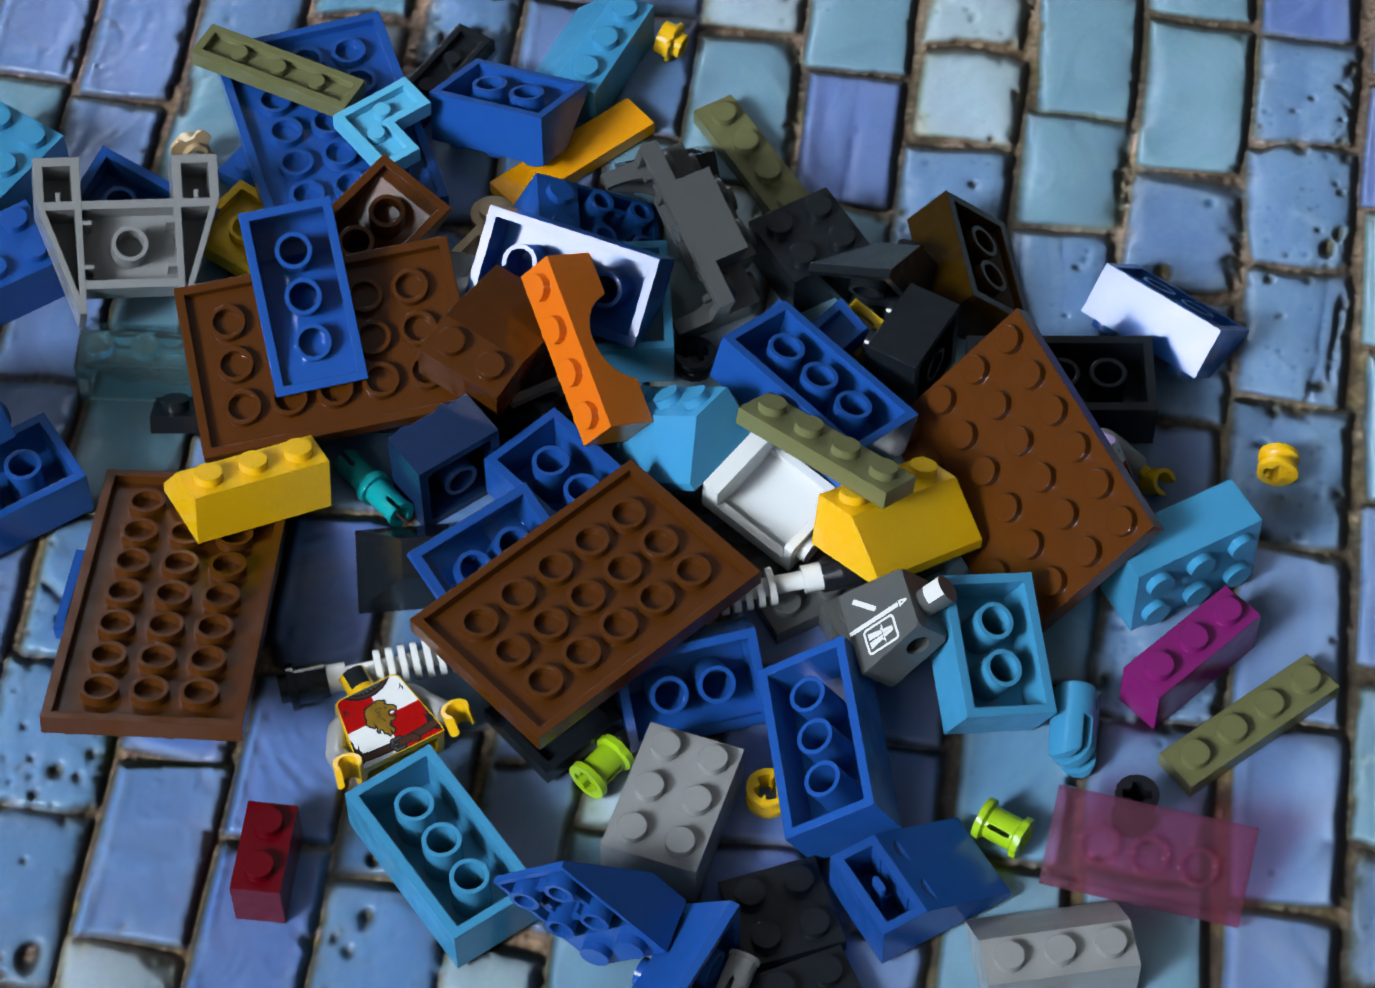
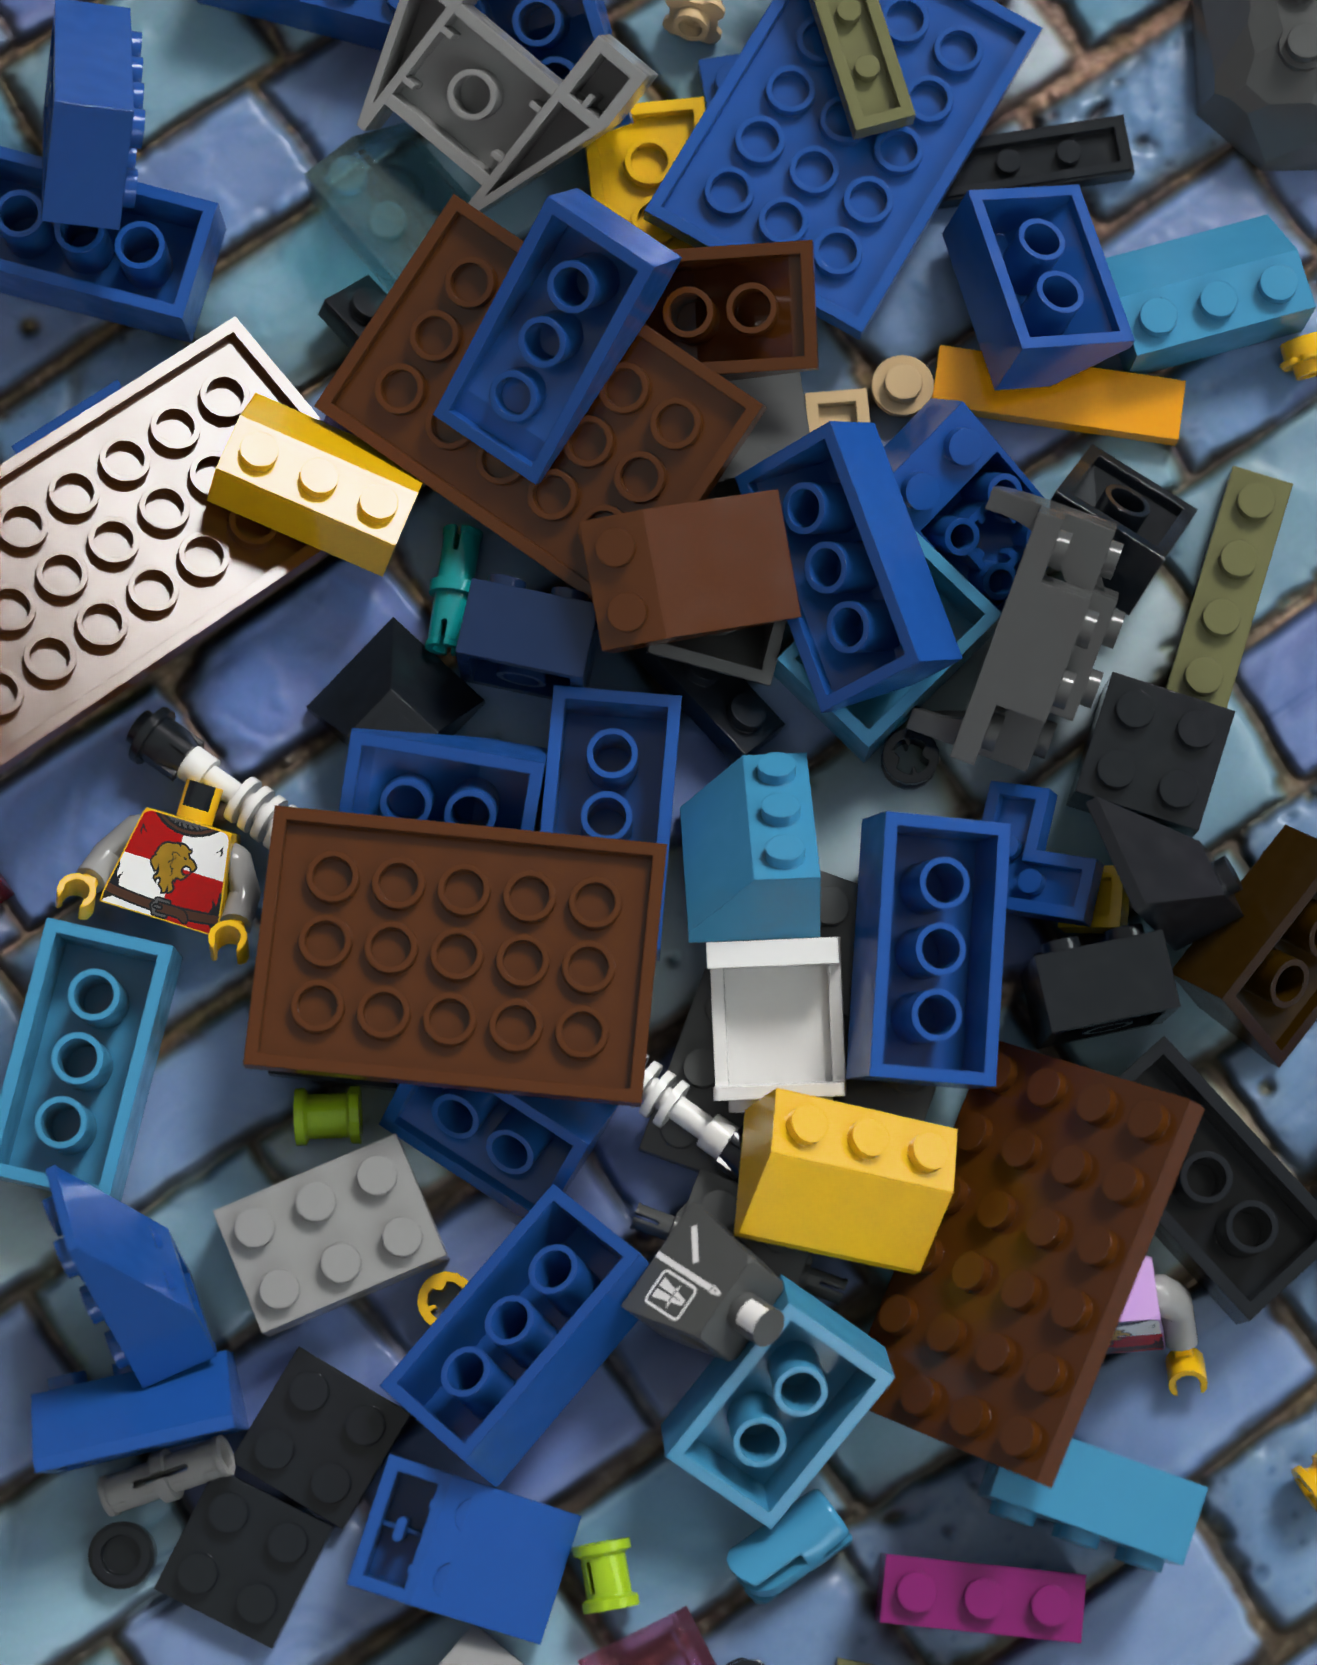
camera: 45 degrees right, 25 degrees up
(378, 121) = (875, 173): medium azure plate -> none
(601, 398) = (780, 607): orange arch -> none
(826, 449) = (839, 1046): olive plate -> none

